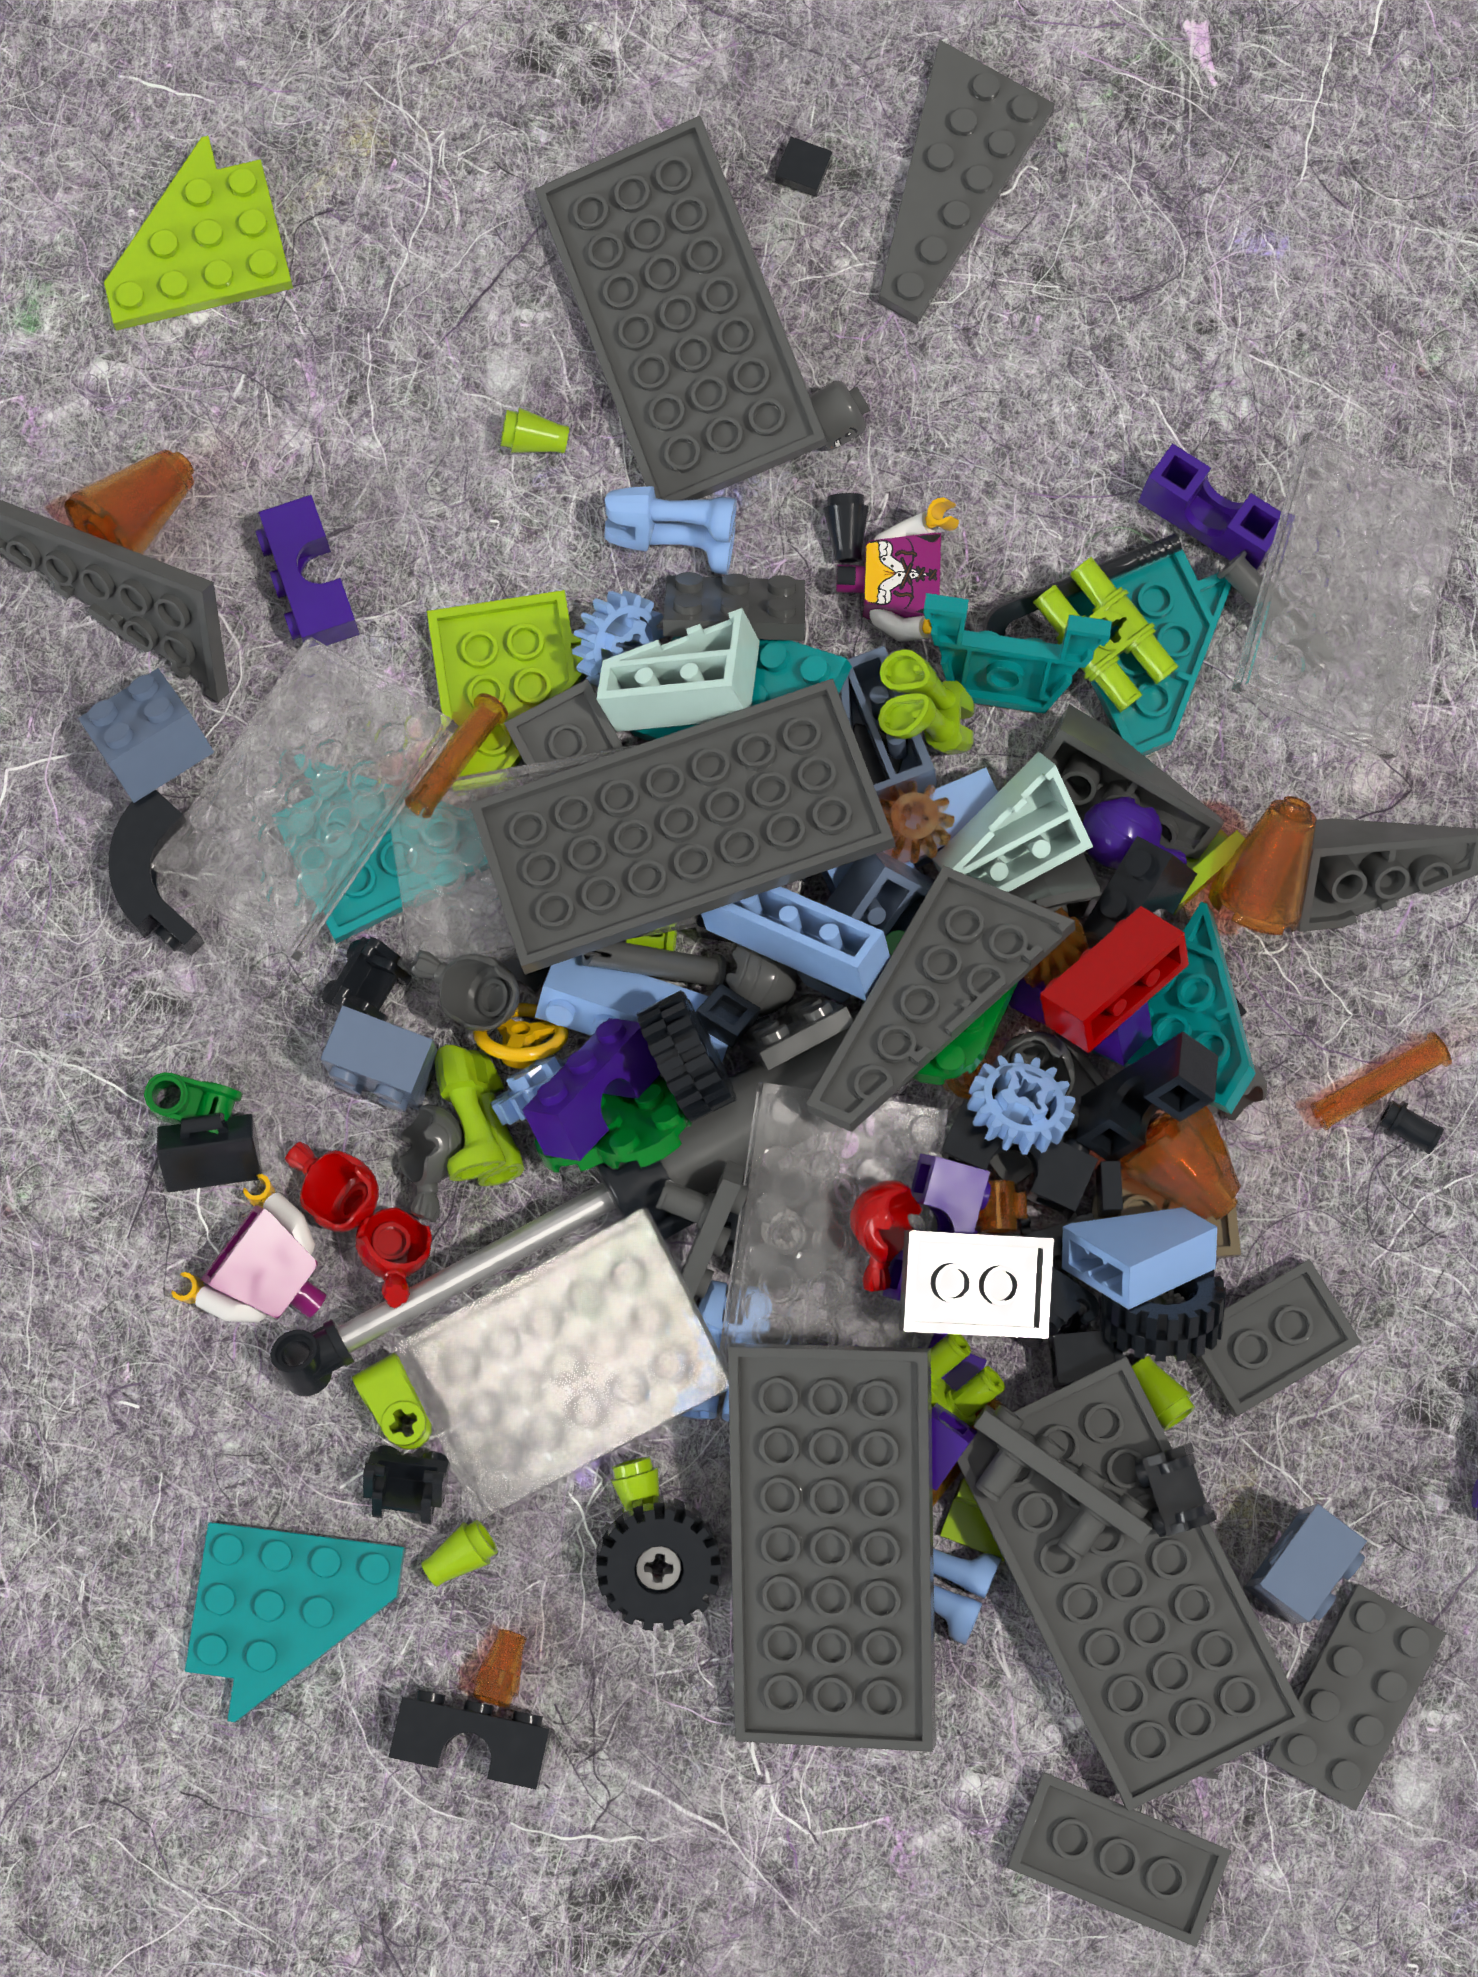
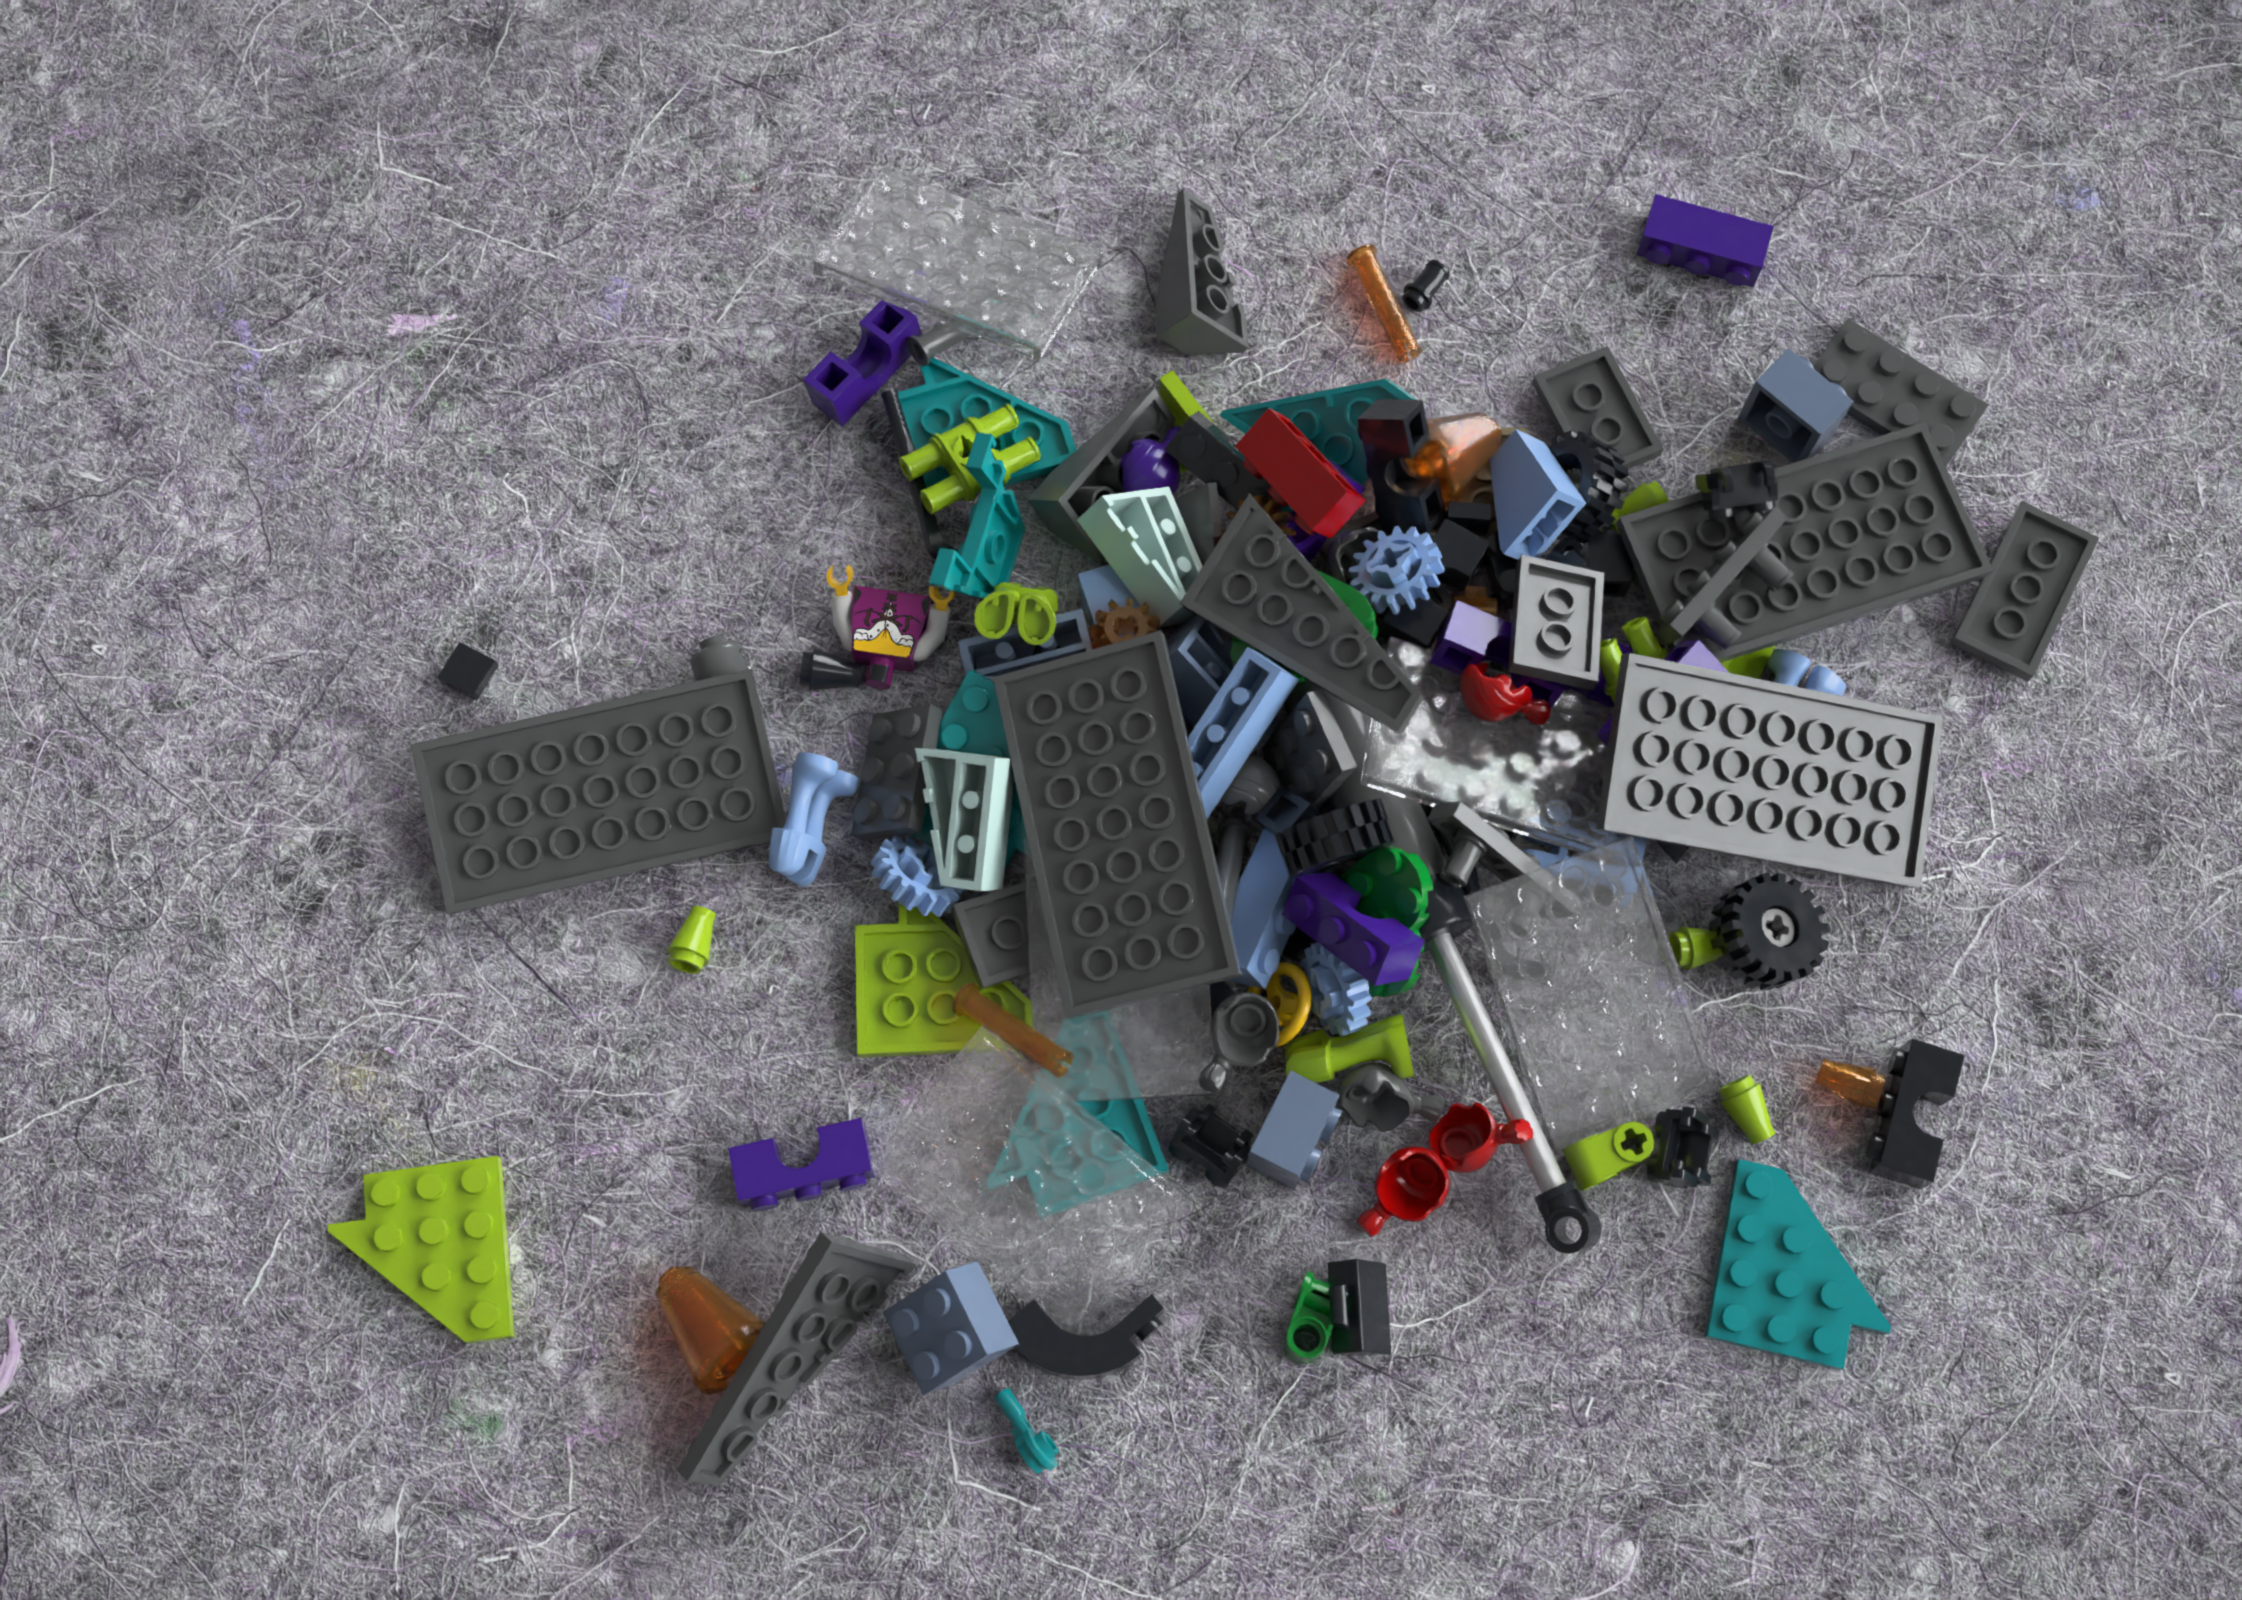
camera: 80 degrees left, 5 degrees down
(40, 838) = (1035, 1448): none -> teal plate
(261, 1265) = (1476, 1263): torso -> none
(963, 156) = (490, 534): dark grey wing -> none
(1269, 870) = (1202, 353): clear orange cone -> none

